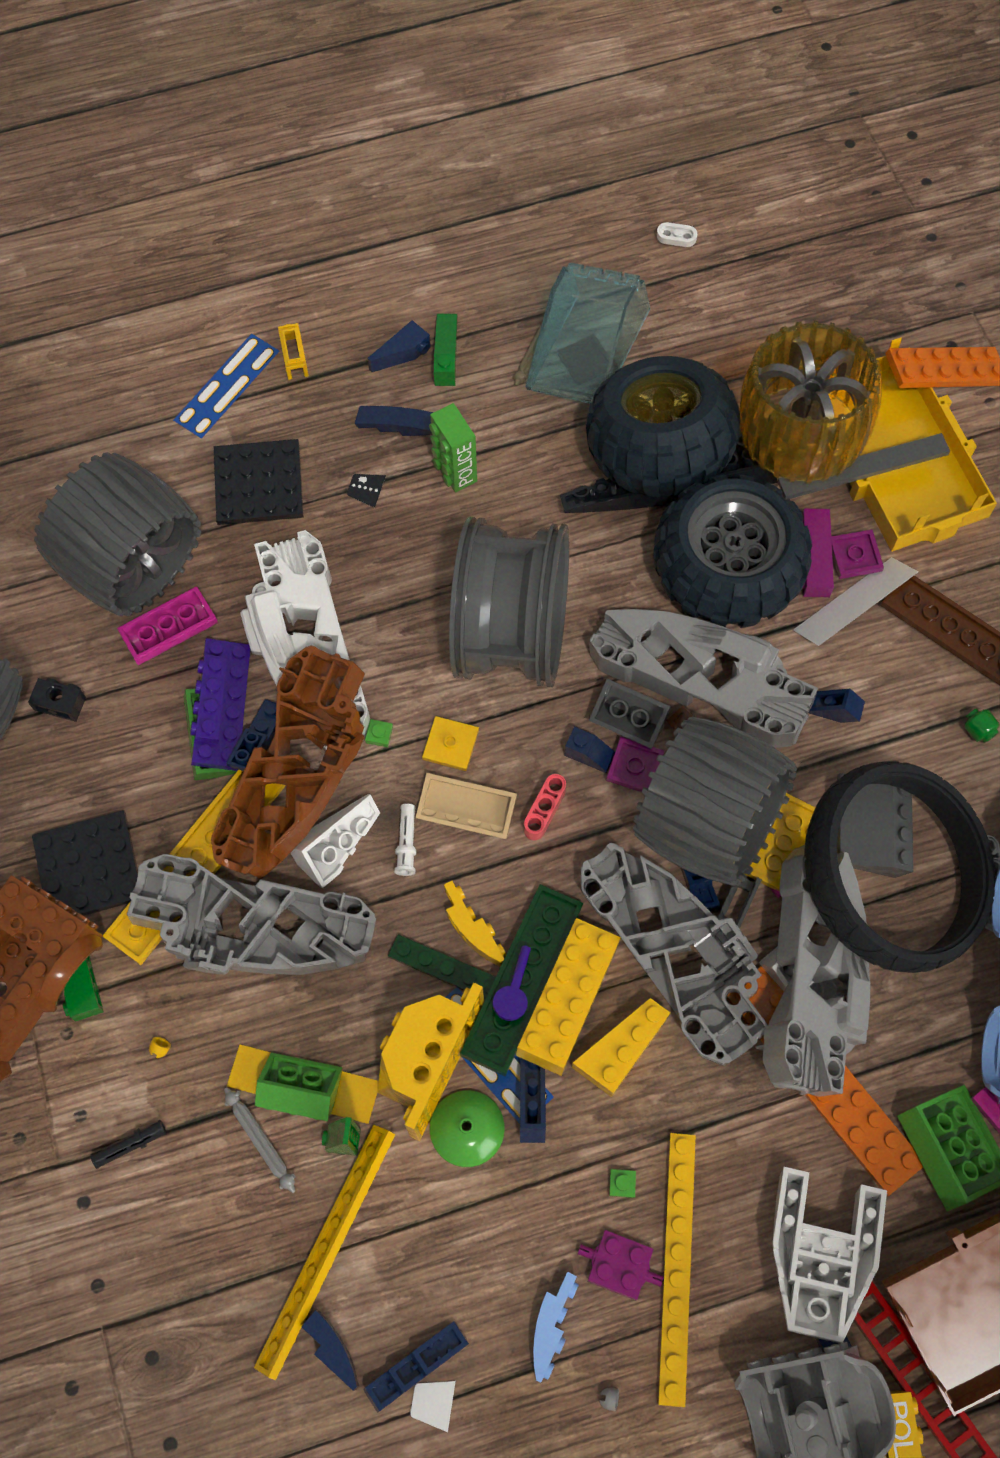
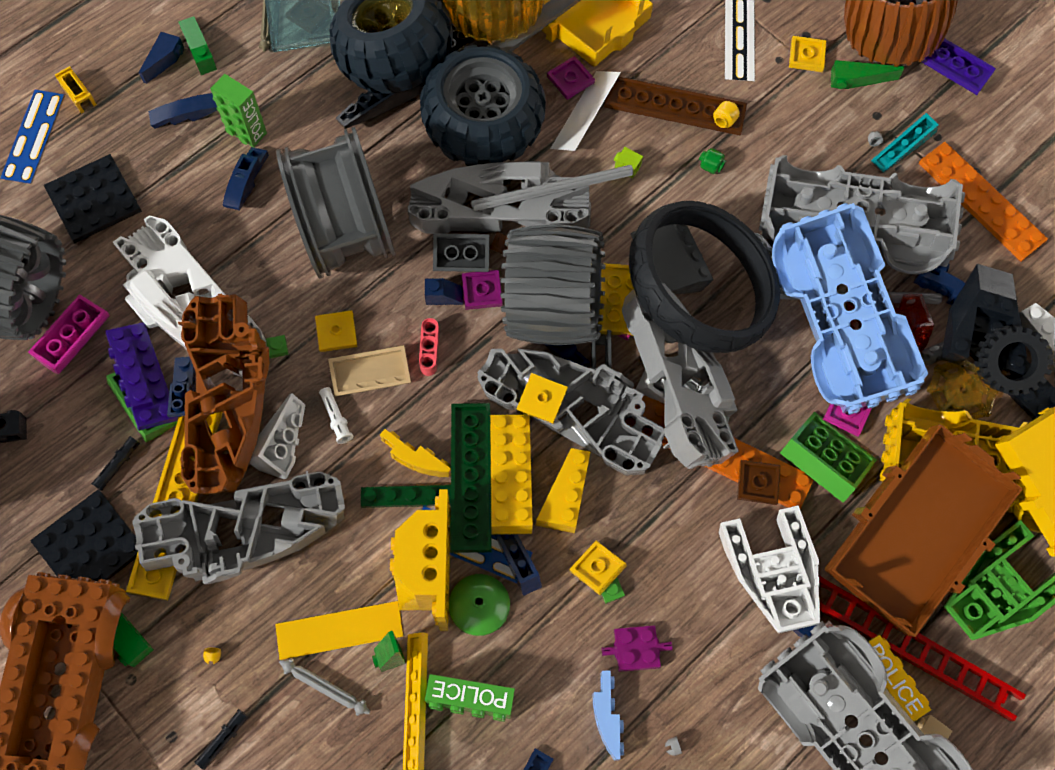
camera: 30 degrees left, 0 degrees up
(159, 786) = (121, 456): none -> black pin
(298, 1086) = (336, 633): bright green slope -> none
(366, 488) = (182, 170): black sticker -> none
(407, 1228) = (470, 697): none -> bright green brick
(427, 523) = (242, 178): none -> dark blue slope
(510, 1001) = (469, 496): dark purple piece -> none
(619, 1150) = (598, 567): none -> yellow plate
(642, 926) = (542, 398): none -> yellow plate
(677, 1271) = (678, 633): yellow plate -> none
(769, 682) = (553, 187): none -> light grey axle
(820, 576) = (555, 104): magenta brick -> none
(838, 705) = (608, 190): dark blue slope -> none
(853, 1139) = (758, 482): none -> reddish brown plate
(877, 684) = (628, 157): none -> lime brick

